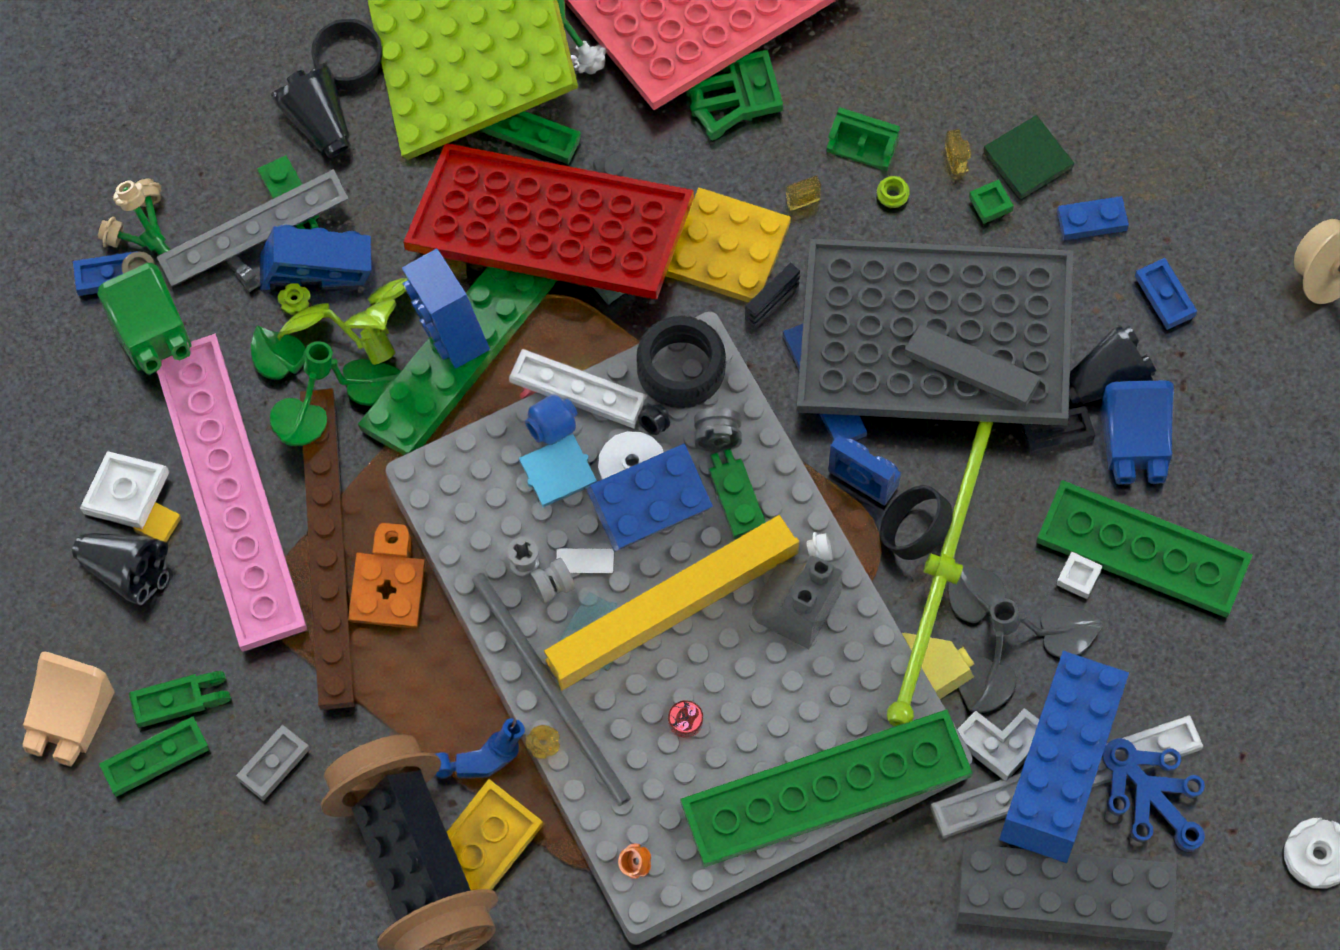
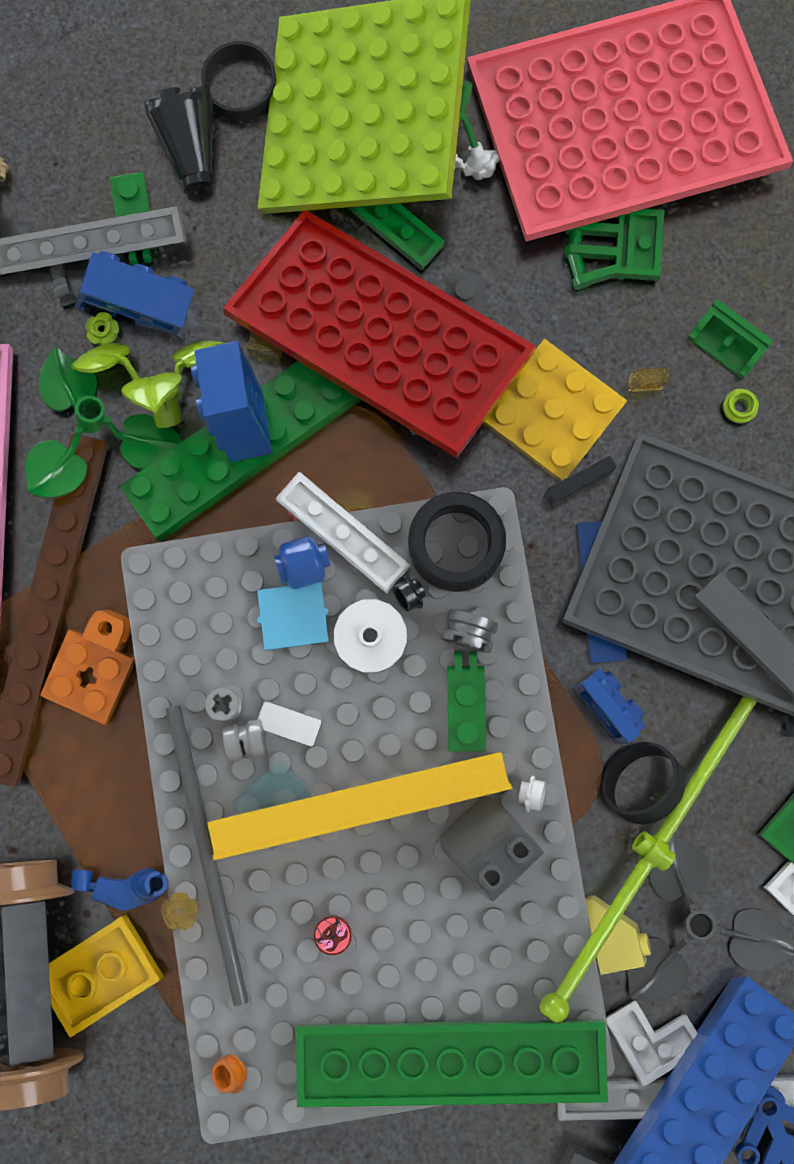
camera: 20 degrees right, 15 degrees up
(649, 497) = (372, 686): blue brick -> none

